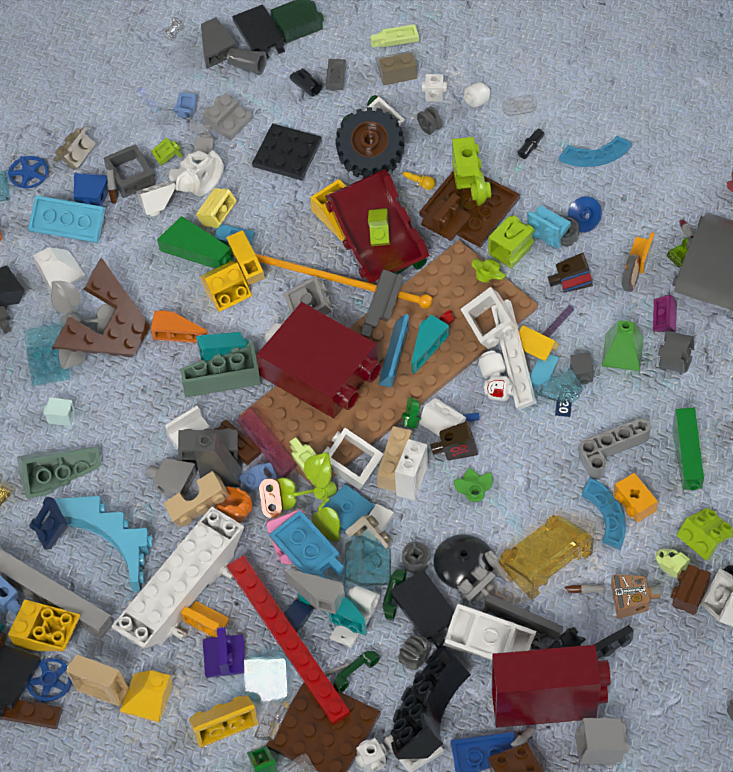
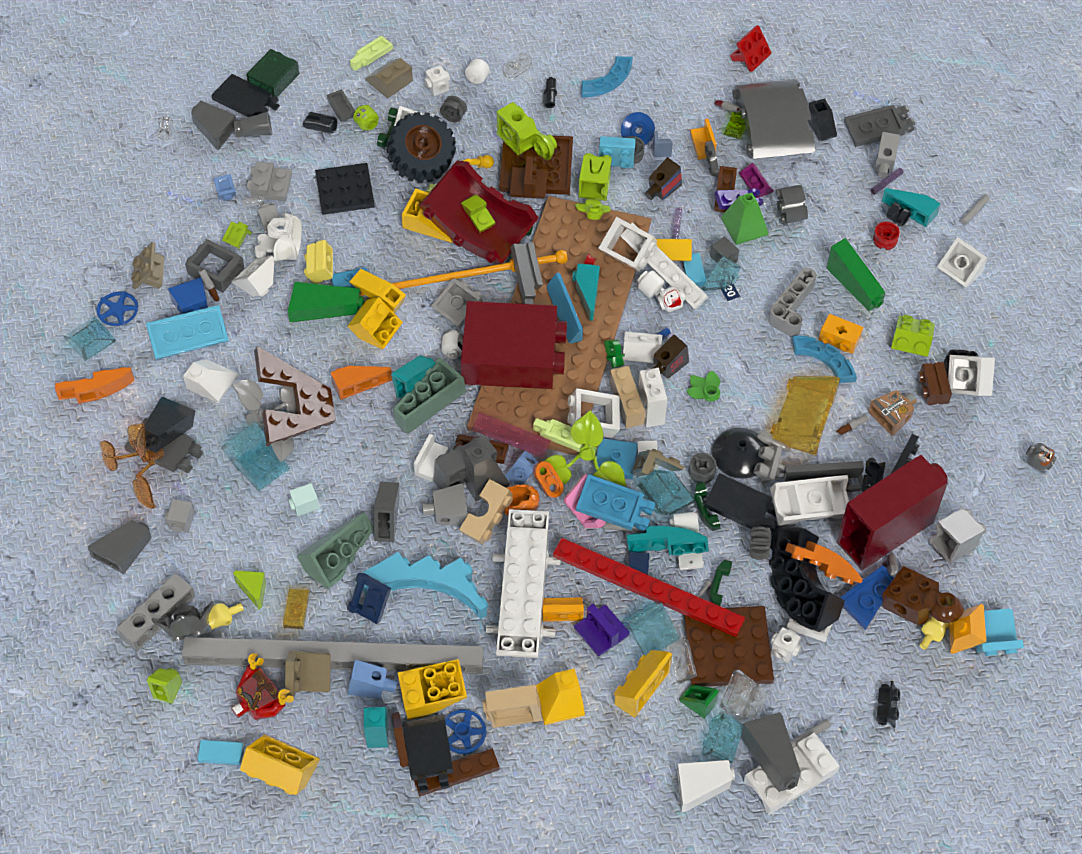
camera: 35 degrees left, 0 degrees up
(117, 455) = (386, 511): none -> dark grey slope
(318, 591) = (650, 533): light grey slope -> none
(347, 94) = (366, 117): none -> lime head
(462, 704) = (827, 560): none -> orange slope
(596, 241) = (662, 147): none -> sand blue panel
(614, 315) = (726, 198): none -> hinge
(628, 307) = (726, 181): none -> reddish brown plate
(672, 561) = (904, 370): yellowish green rock -> none

